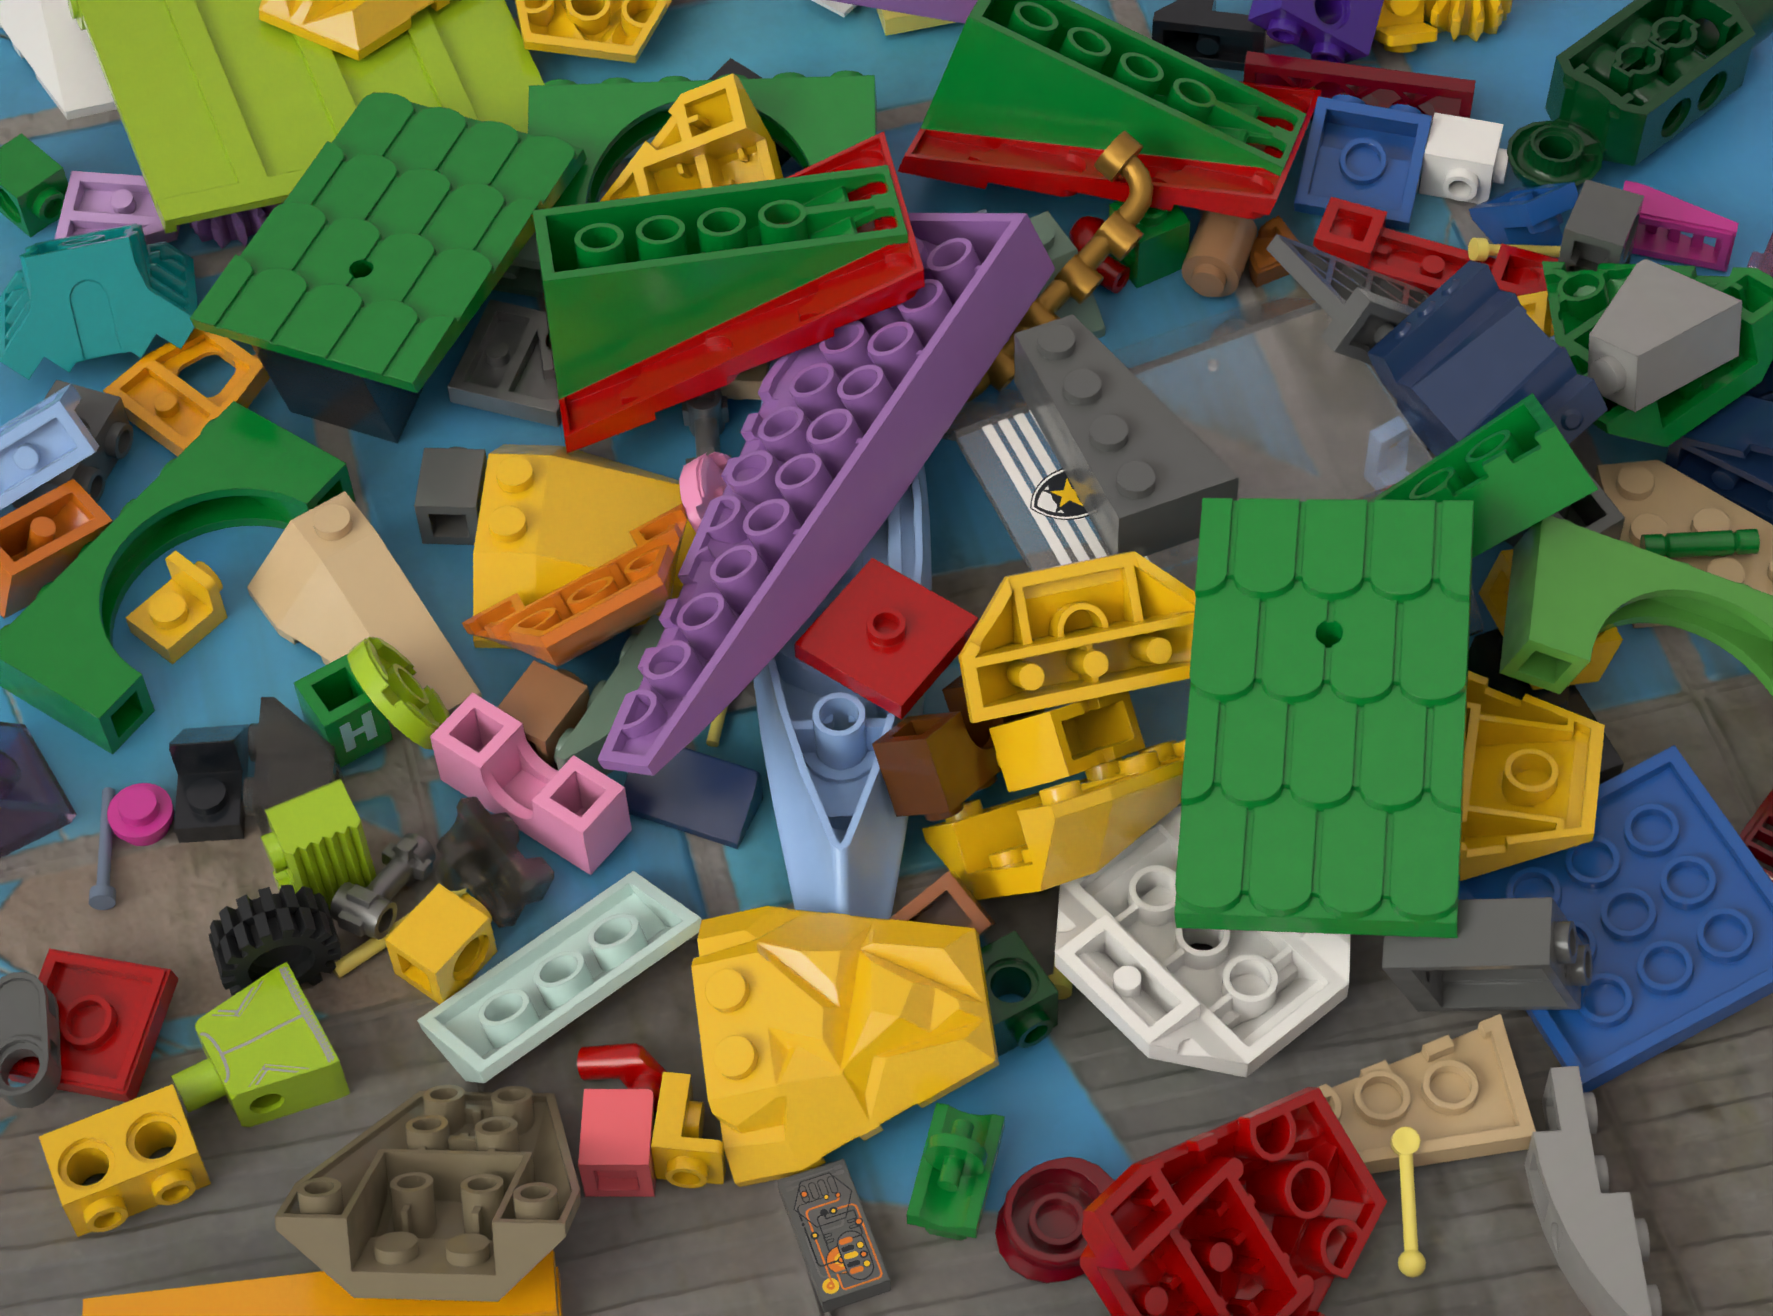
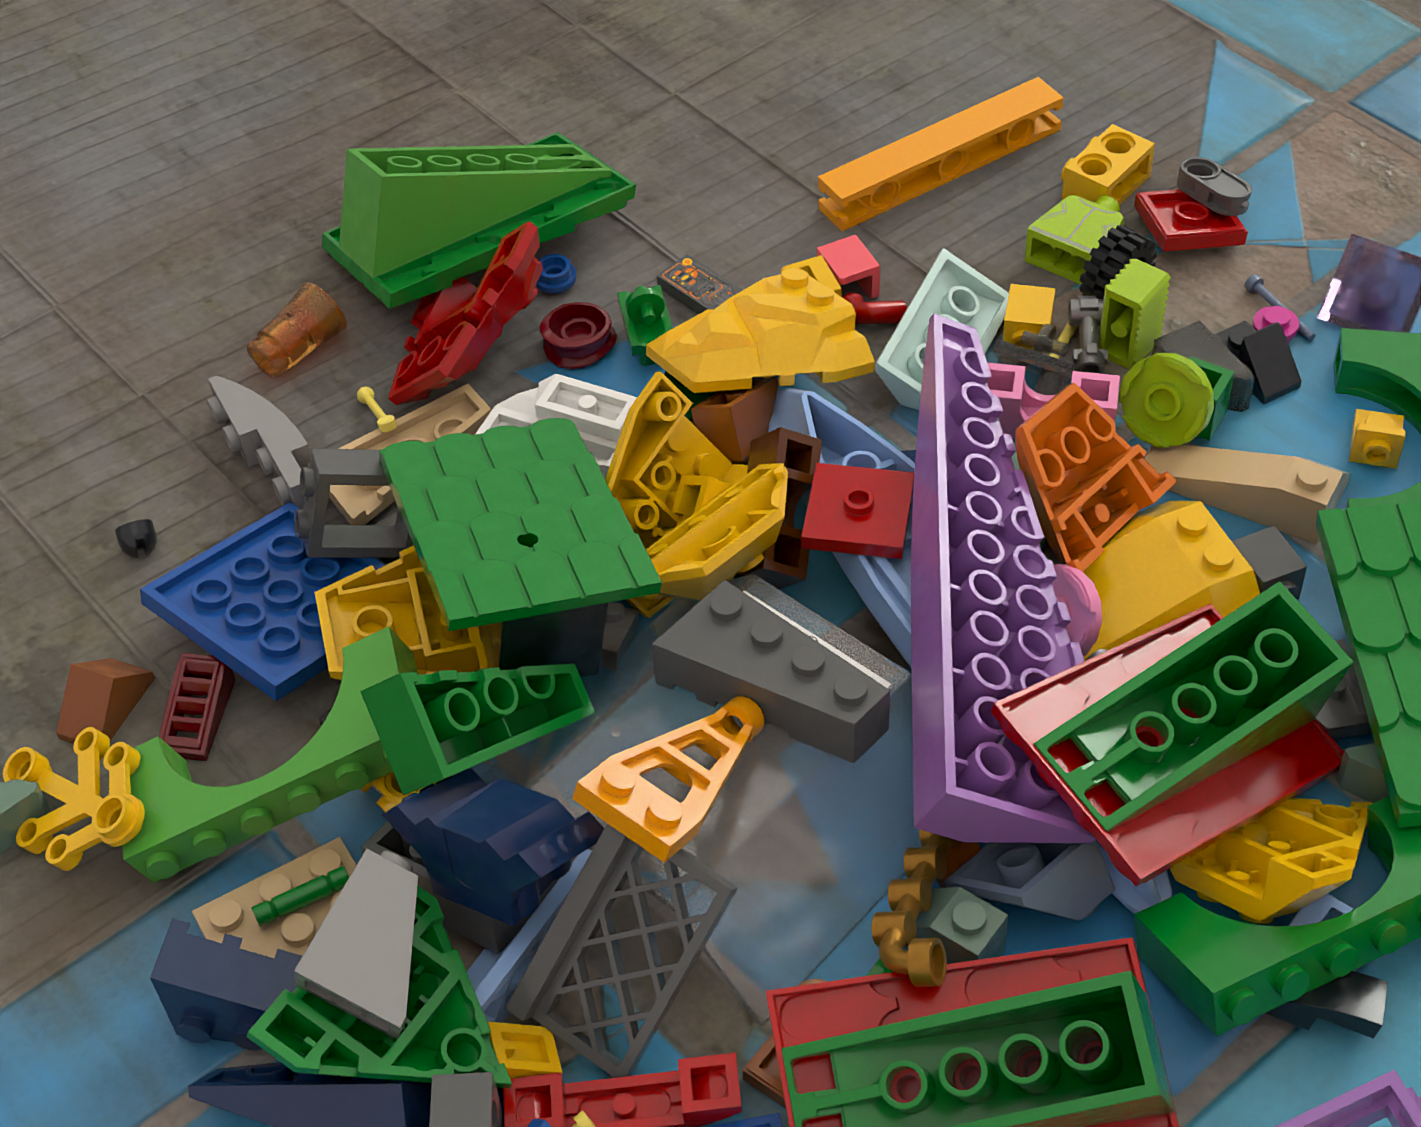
camera: 155 degrees right, 5 degrees down
(440, 1197) = (914, 186): dark tan wedge -> none
(1335, 289) = (646, 813): none -> light orange plate

